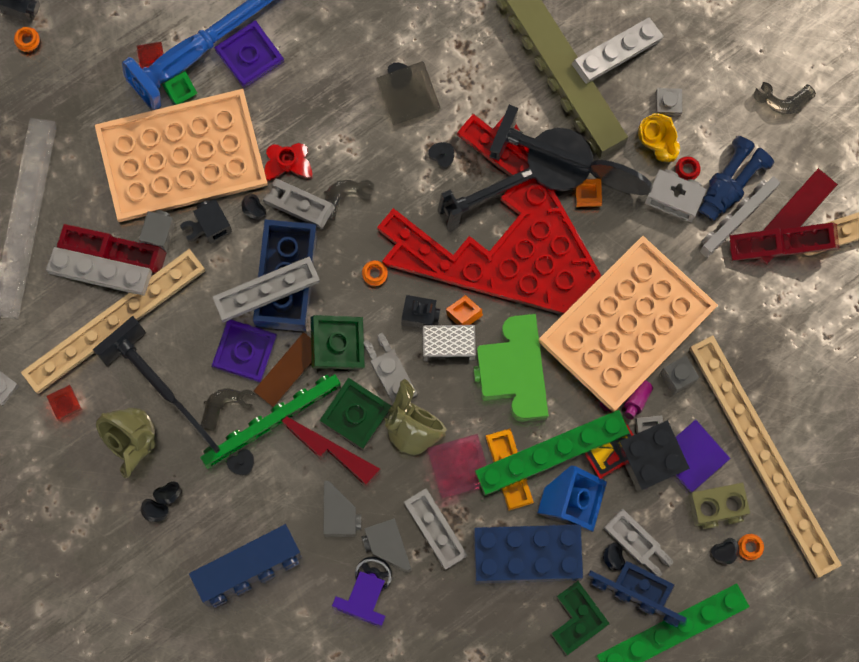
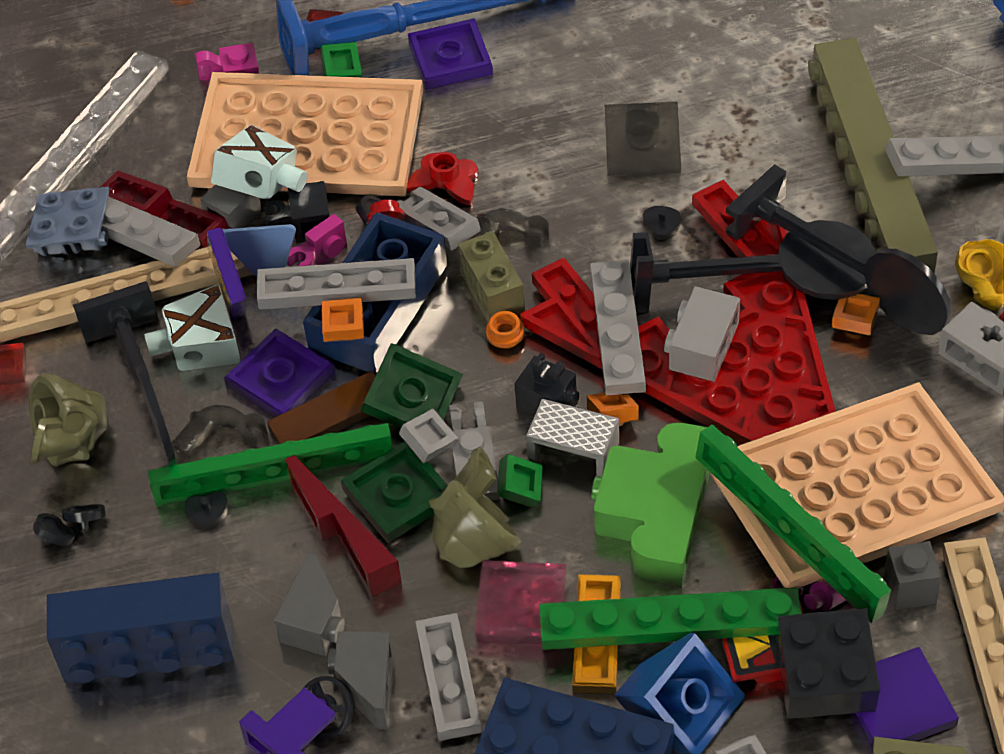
camera: 30 degrees right, 25 degrees down
(54, 279) = (68, 221): none -> sand blue hinge
(103, 106) = (230, 60): none -> dark pink plate
(169, 204) = (257, 164): none -> light aqua torso
(179, 339) = (196, 332): none -> light aqua torso
(187, 298) = (226, 273): none -> dark purple tile
(201, 271) = (261, 246): none -> medium blue piece
(233, 242) = (321, 243): none -> dark pink plate
(266, 212) = (386, 207): none -> red plate
(281, 315) = (342, 319): none -> orange plate
(353, 239) = (491, 276): none -> olive brick
(363, 374) = (428, 435): none -> light grey plate
(427, 383) = (519, 480): none -> green plate
(448, 254) = (617, 328): none -> light grey plate
(505, 246) = (703, 333): none -> light grey brick
(613, 377) = (792, 523): none -> green plate

